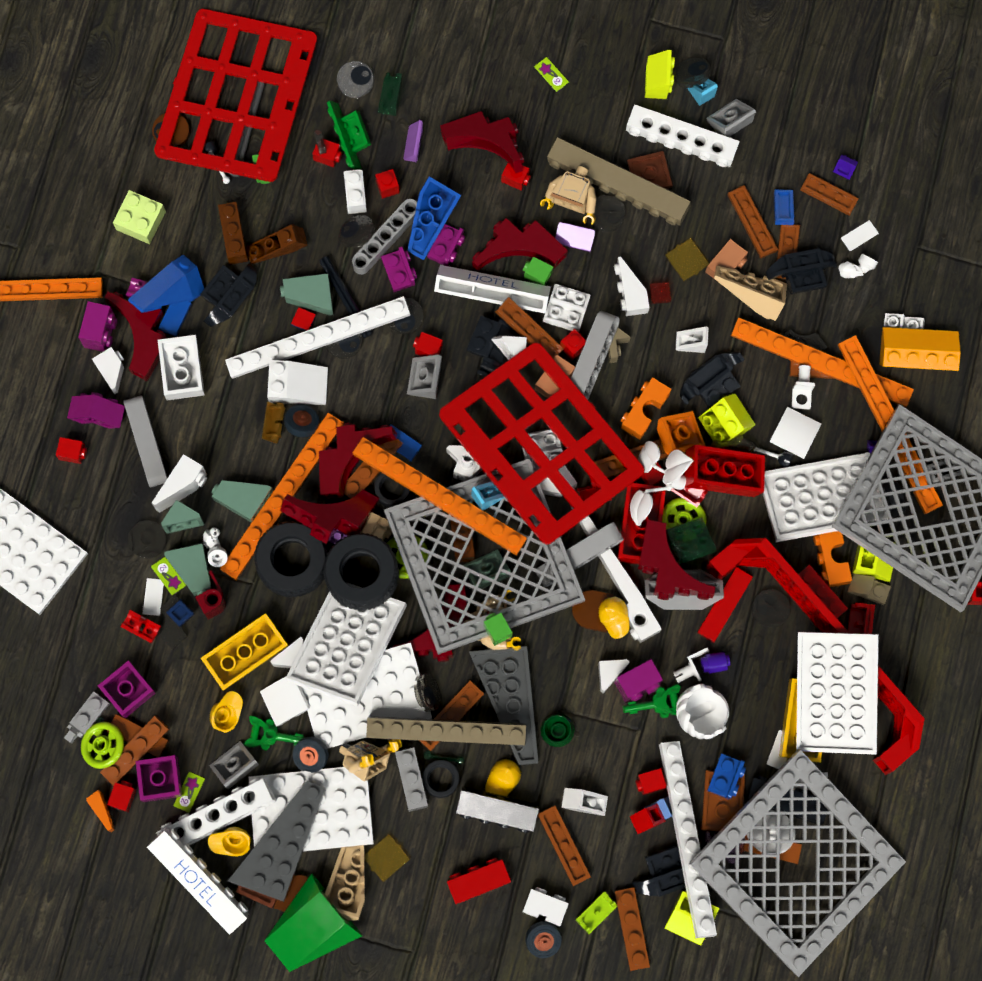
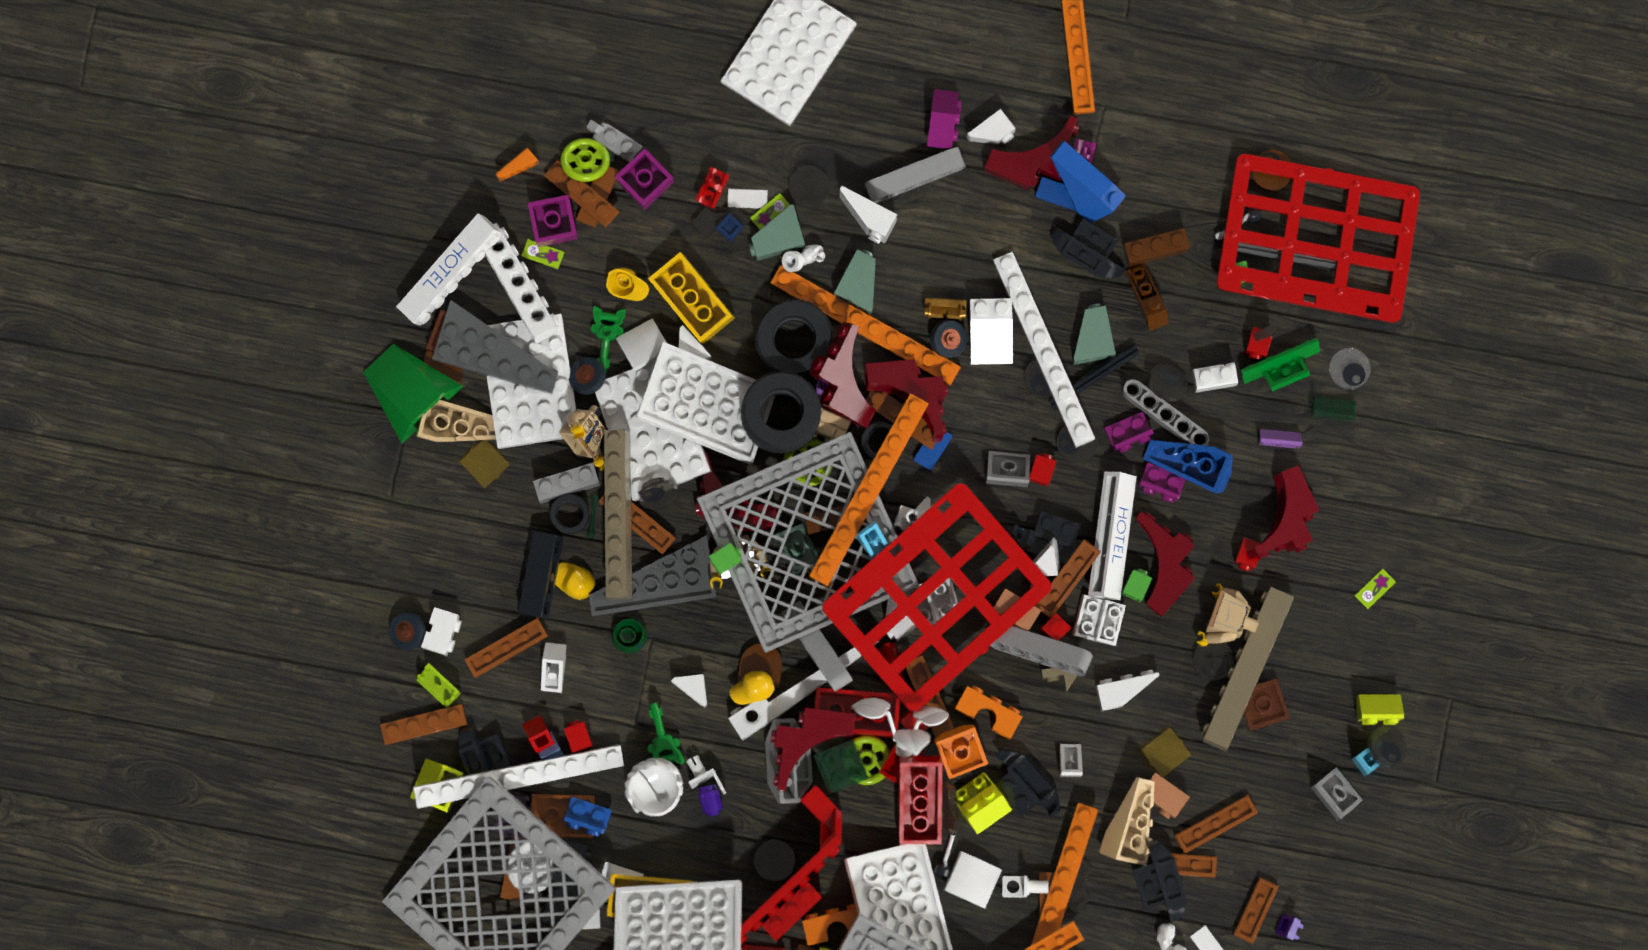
camera: 90 degrees right, 5 degrees up
(71, 450) = (899, 97): red brick -> none
(97, 327) = (1036, 112): magenta brick -> none
(122, 796) = (533, 185): red brick -> none
(139, 217) = (1167, 145): yellowish green brick -> none
(180, 367) = (997, 204): white slope -> none
(181, 518) = (831, 218): sand green slope -> none
(205, 598) = (741, 251): dark red piece -> none
(231, 842) = (491, 302): yellow piece -> none
(234, 765) = (572, 297): light grey slope -> none
(303, 319) = (1064, 332): red tile -> none
(387, 183) = (1226, 412): red brick -> none
(478, 880) = (464, 560): red brick -> none
(575, 236) = (1181, 624): slope -> none
(638, 681) = (683, 716): magenta brick -> none
(660, 293) = (1123, 722): clear red plate -> none
(677, 127) = (1330, 690): white brick -> none
(723, 608) = (780, 813): red tile -> none
(783, 207) = (1235, 858): blue tile -> none

